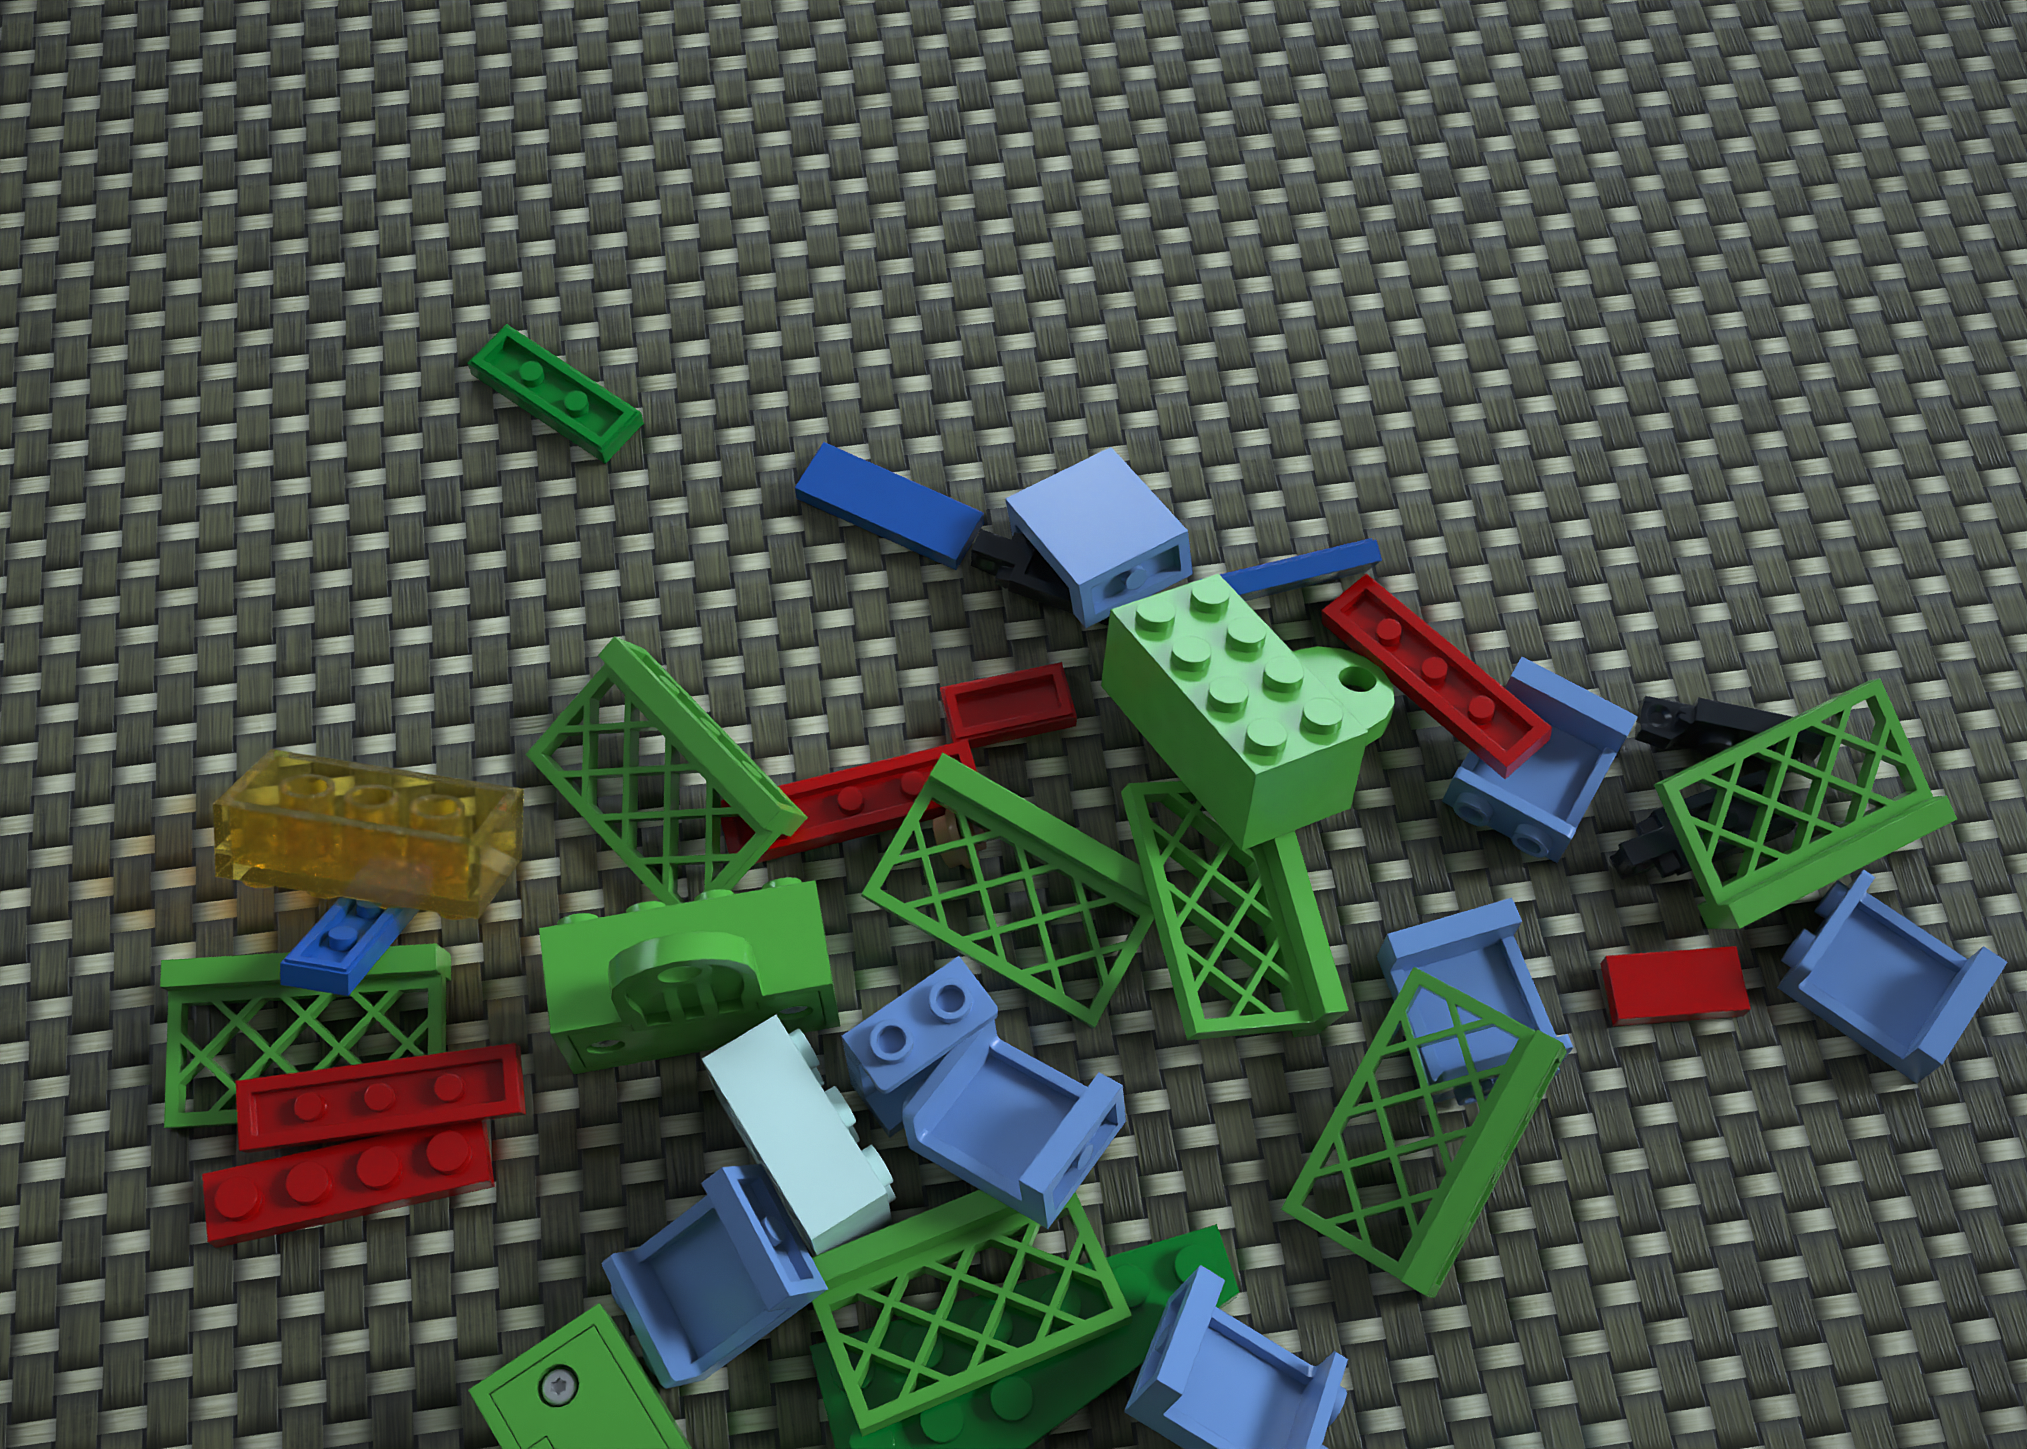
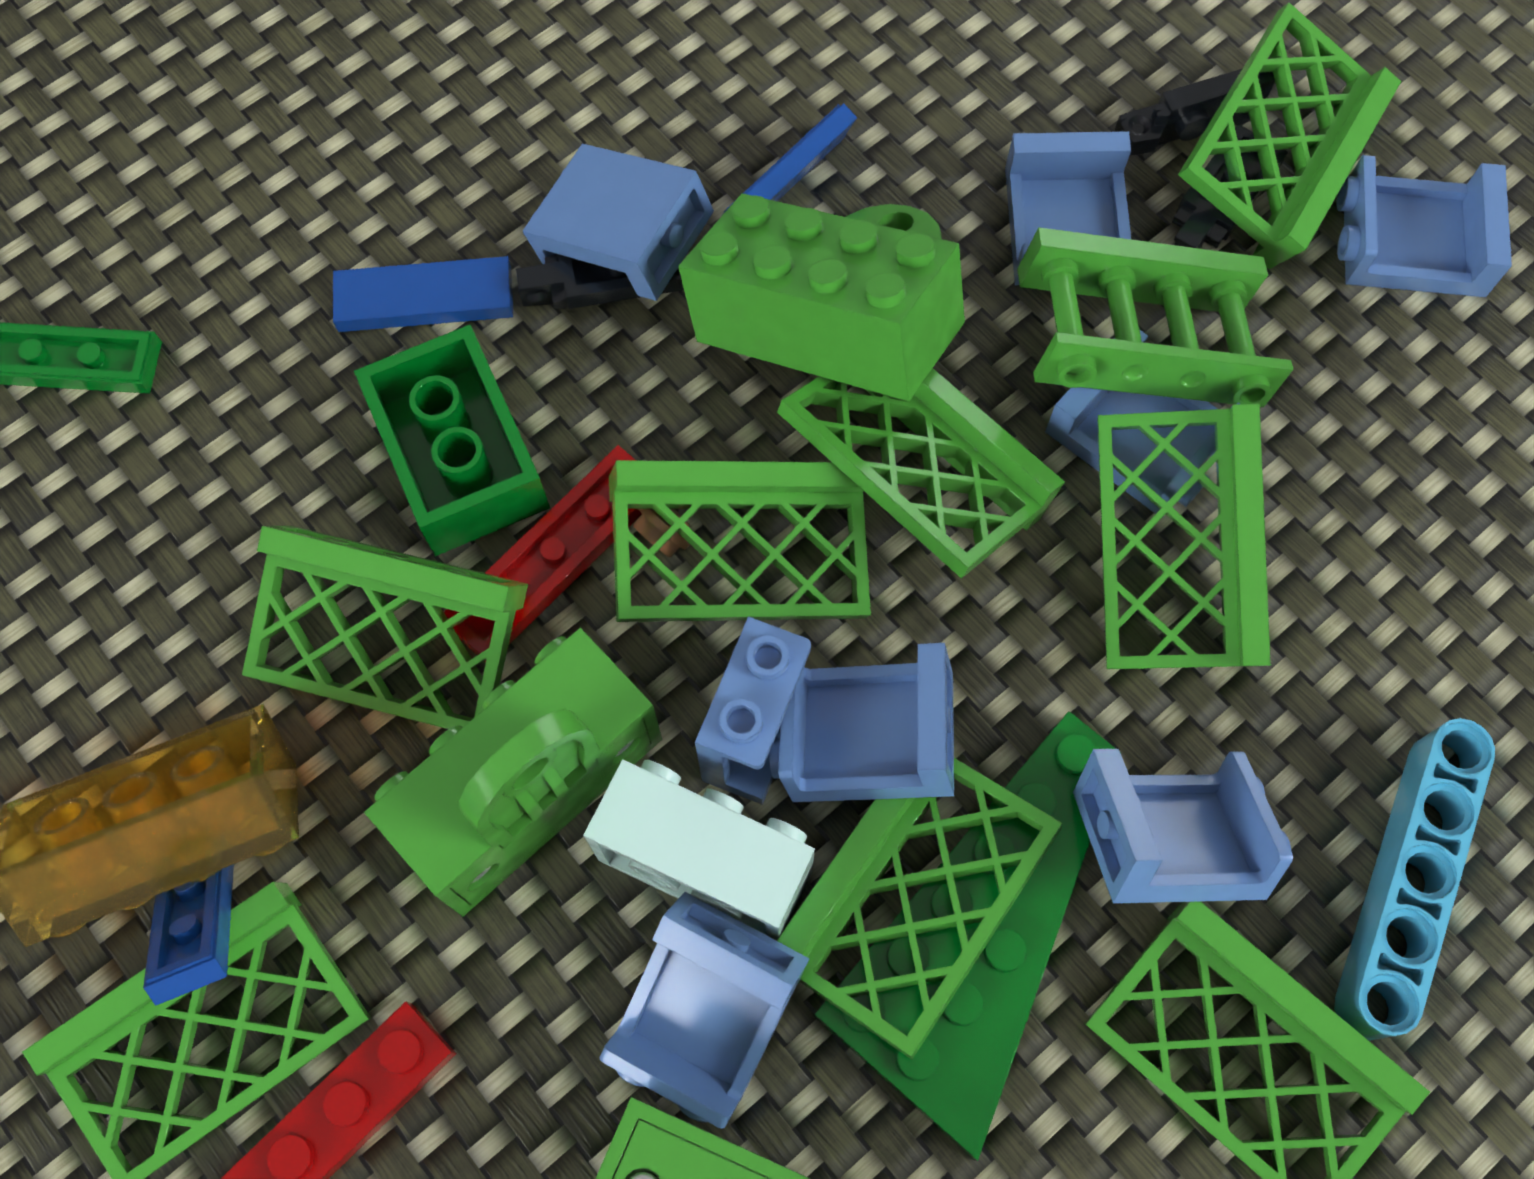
camera: 30 degrees left, 5 degrees up
(379, 1098) = (305, 1046): red plate -> none
(824, 653) = (452, 440): none -> green brick
(1009, 706) = (630, 401): red tile -> none
(1437, 676) = (953, 185): red plate -> none
(1563, 862) = (1153, 274): none -> bright green fence
(1675, 986) = (1288, 316): red tile -> none

